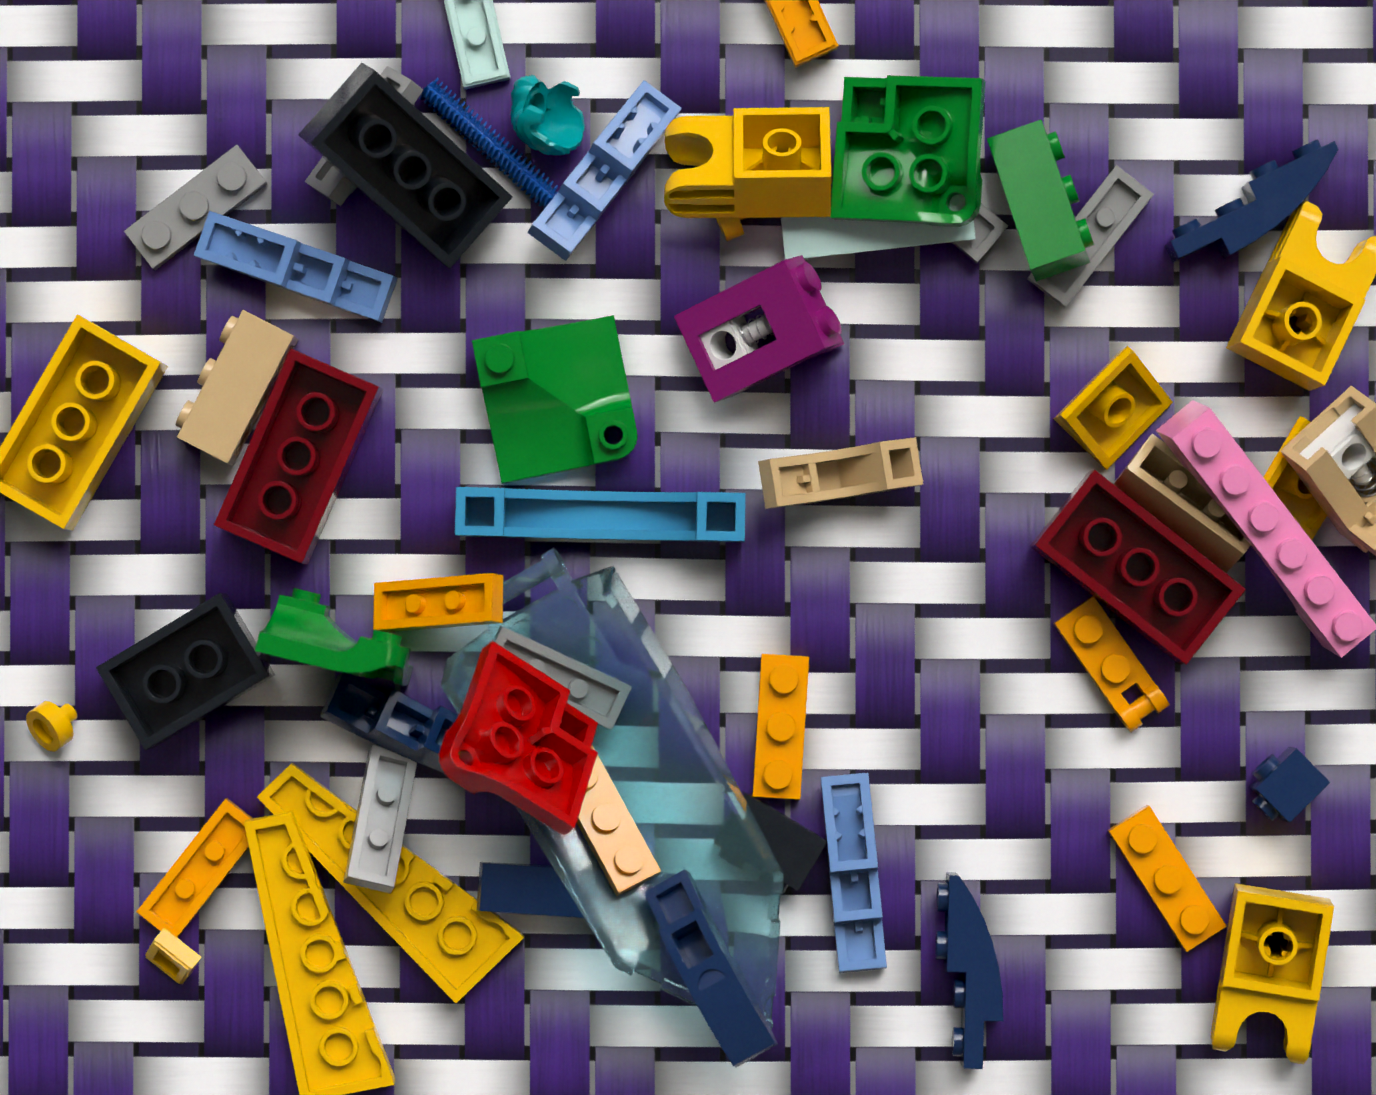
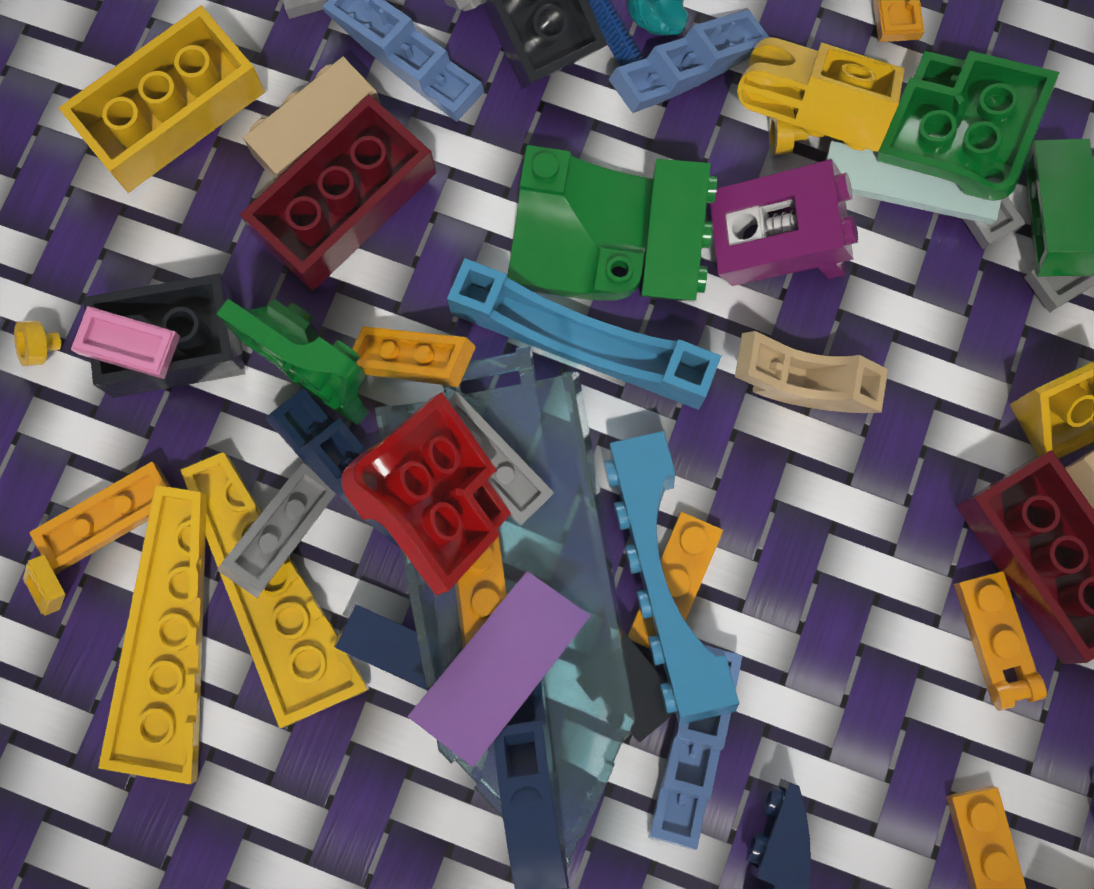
camera: 25 degrees right, 10 degrees down
(160, 698) = (125, 342): none -> bright pink tile
(643, 871) = (499, 668): none -> medium lavender sticker
(657, 372) = (678, 230): none -> green brick
(711, 634) = (697, 679): none -> dark azure arch

